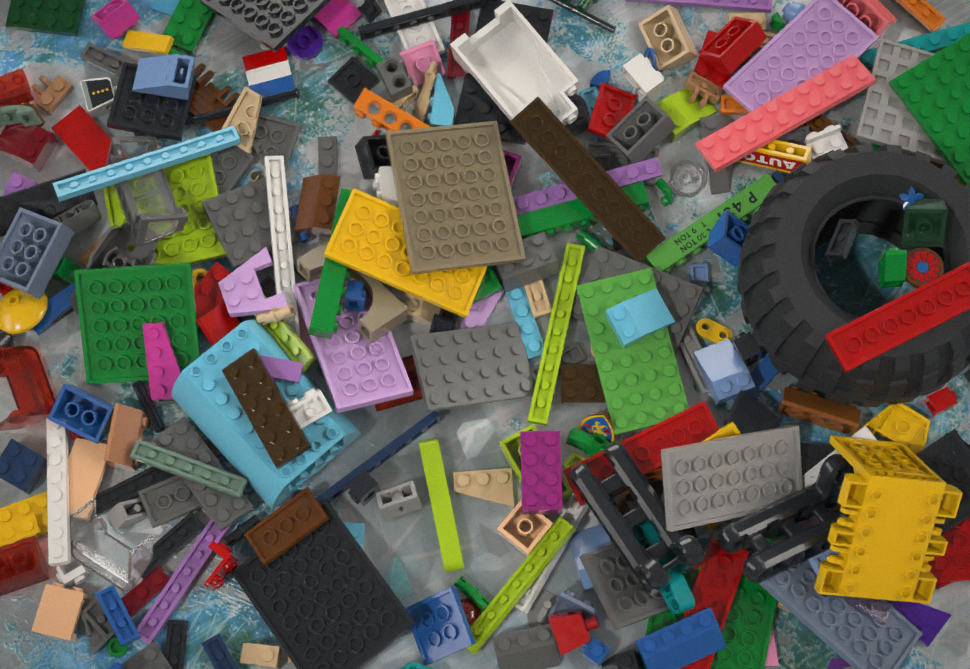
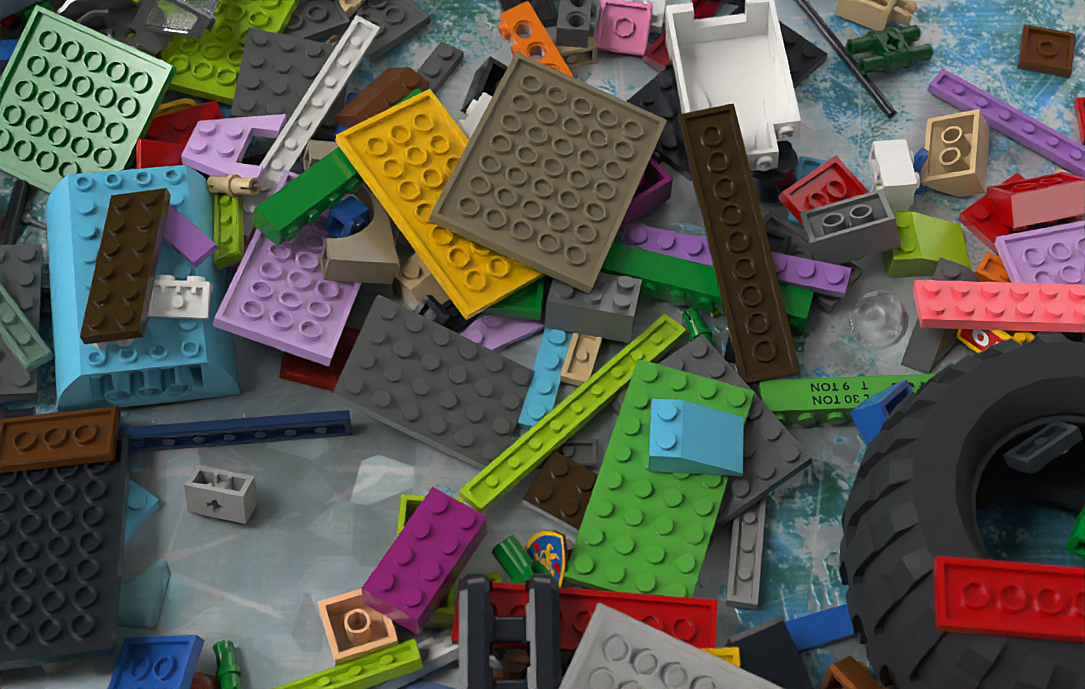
camera: 25 degrees right, 15 degrees down
(161, 360) = (66, 157): dark pink wing -> none
(363, 488) = (184, 448): black brick -> none
(424, 98) = (626, 39): tan sword -> none
(441, 505) = (271, 538): lime beam -> none
(442, 107) = (616, 77): medium azure slope -> none
(489, 485) = (346, 544): tan wing -> none
(598, 78) = (844, 154): blue tile -> none
(667, 192) = (840, 328): green arm -> none
(699, 273) = (822, 448): medium blue tile -> none
(701, 86) = (967, 229): medium nougat hinge -> none
(712, 334) = (792, 531): yellow plate -> none
(723, 371) = (773, 585): medium blue slope -> none
(747, 348) = (824, 574): black brick -> none

